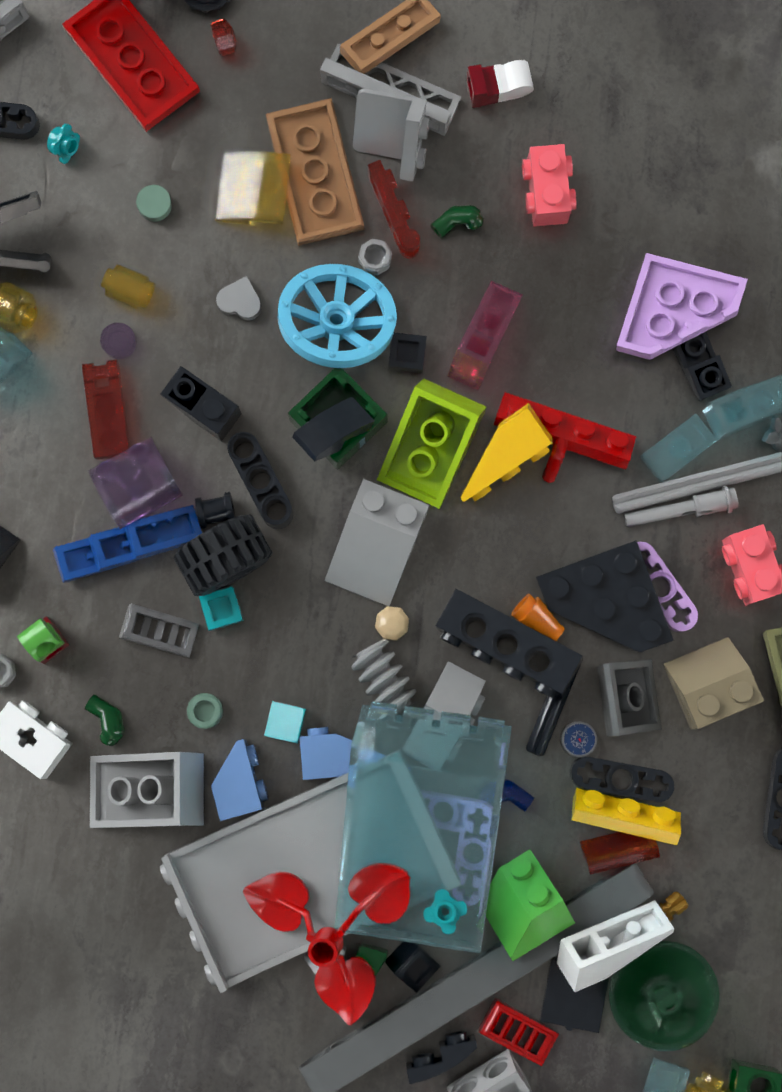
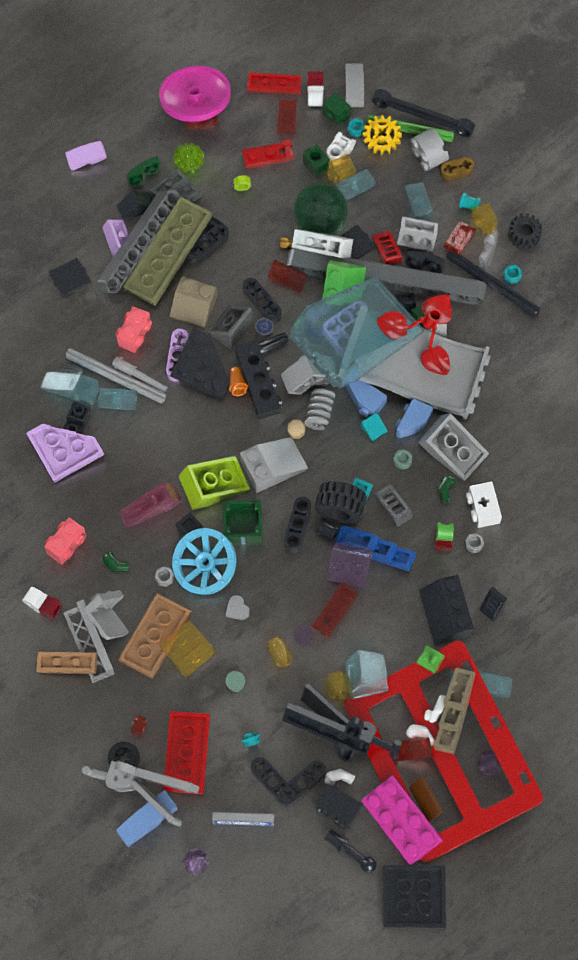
camera: 135 degrees left, 15 degrees down
(201, 403) = (293, 572): black slope -> none
(332, 427) = (250, 509): black slope -> none
(393, 210) = (138, 587): clear red plate -> none
(455, 908) = (374, 303): teal plate -> none
(513, 442) = (188, 448): yellow slope -> none
(573, 434) = (156, 441): red plate -> none
(626, 816) = (273, 284): yellow plate -> none

